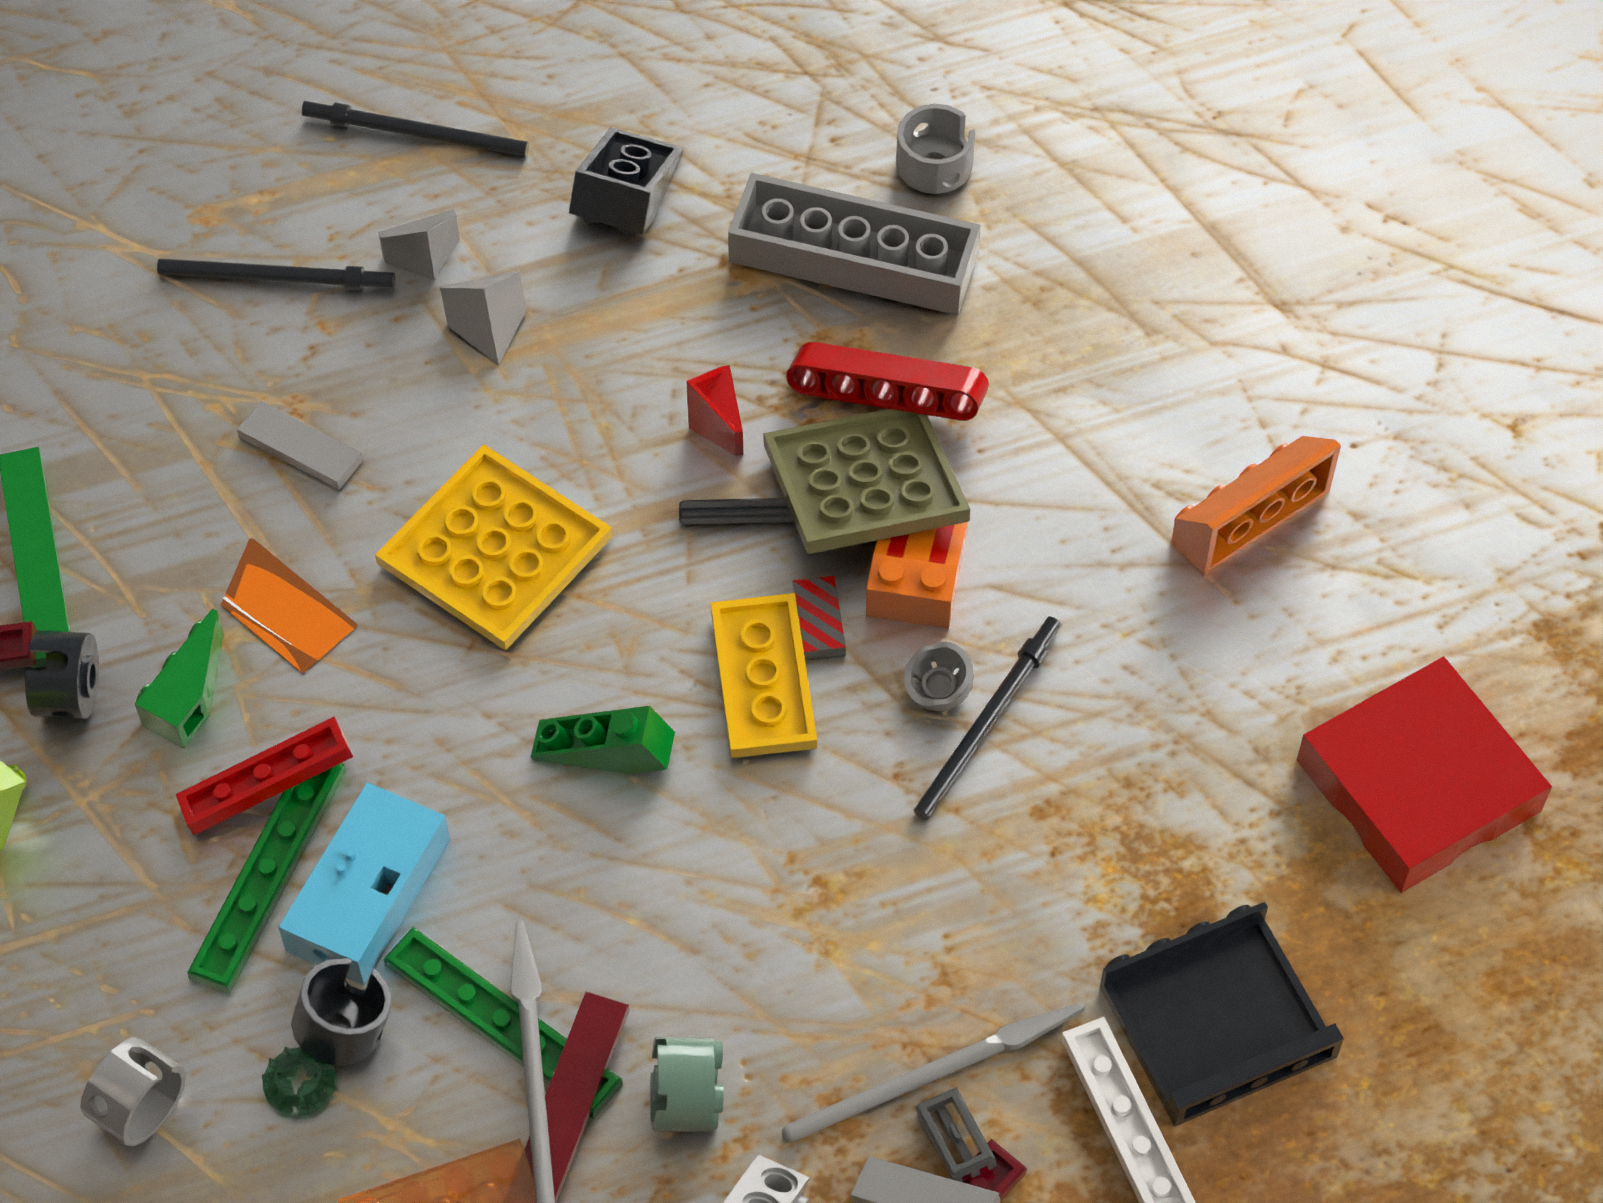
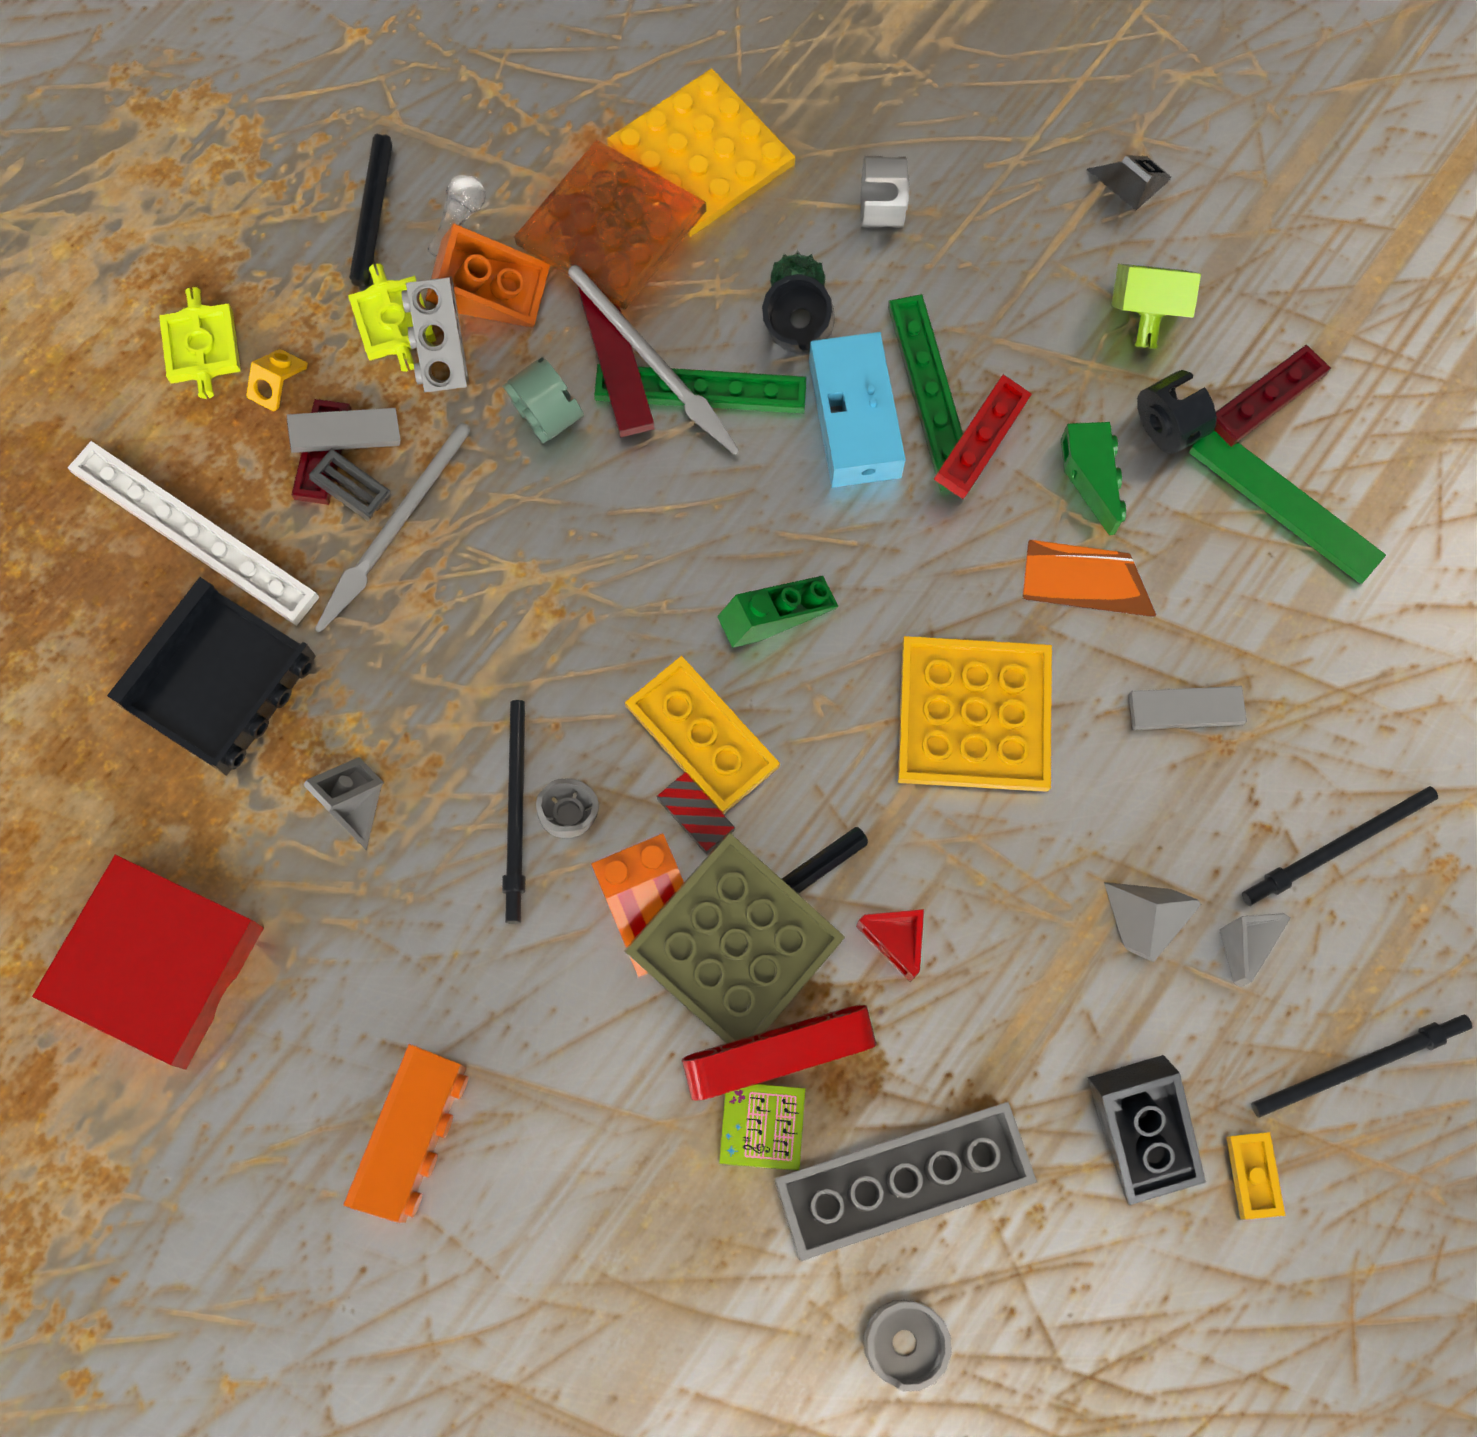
camera: 145 degrees right, 15 degrees up
(569, 108) = (1255, 1176): none -> yellow plate
(944, 340) = (763, 1127): none -> lime tile
(1147, 821) = (349, 795): none -> light grey slope

